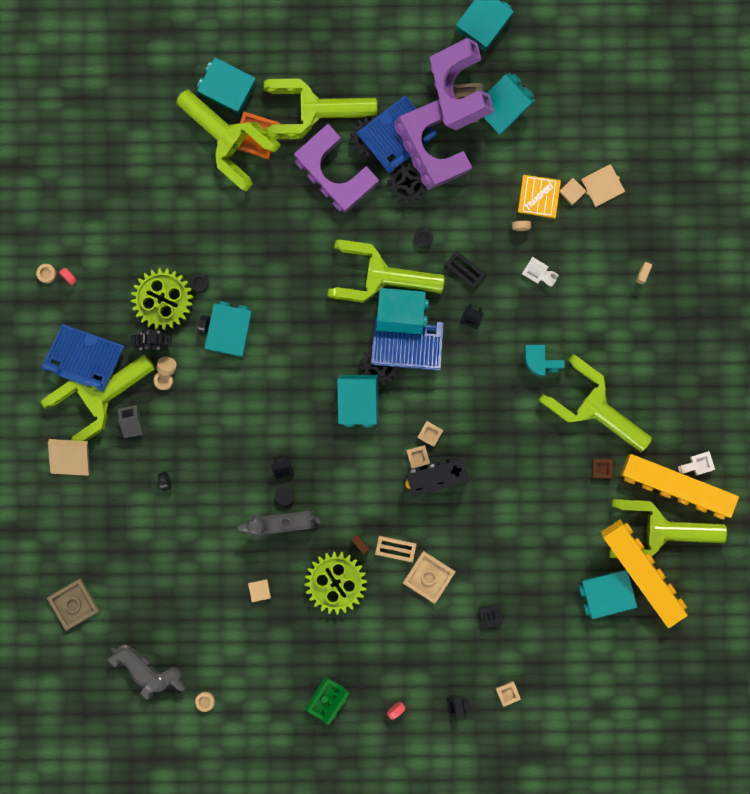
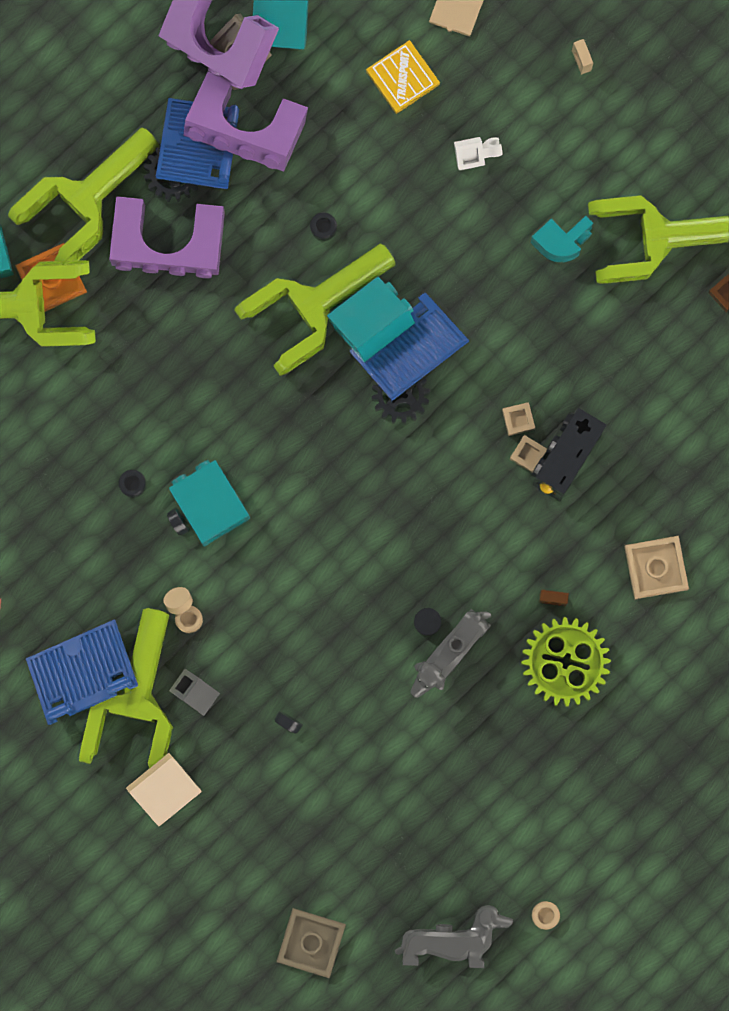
camera: 40 degrees left, 5 degrees down
(150, 340) = (138, 587): black gear -> none
(154, 314) = (102, 511): lime gear -> none
(259, 590) = (493, 745): tan tile -> none
(282, 469) = (399, 595): black tile -> none
(327, 700) = (672, 792): green bracket -> none
(358, 400) = (412, 450): teal brick -> none
(396, 187) = (265, 191): black gear -> none
(411, 552) = (575, 582): tan tile -> none
(461, 276) = (392, 220): black tile -> none
(472, 317) = (449, 260): black tile -> none
(521, 225) = (413, 121): tan tile -> none
(572, 191) = (432, 41): tan tile -> none

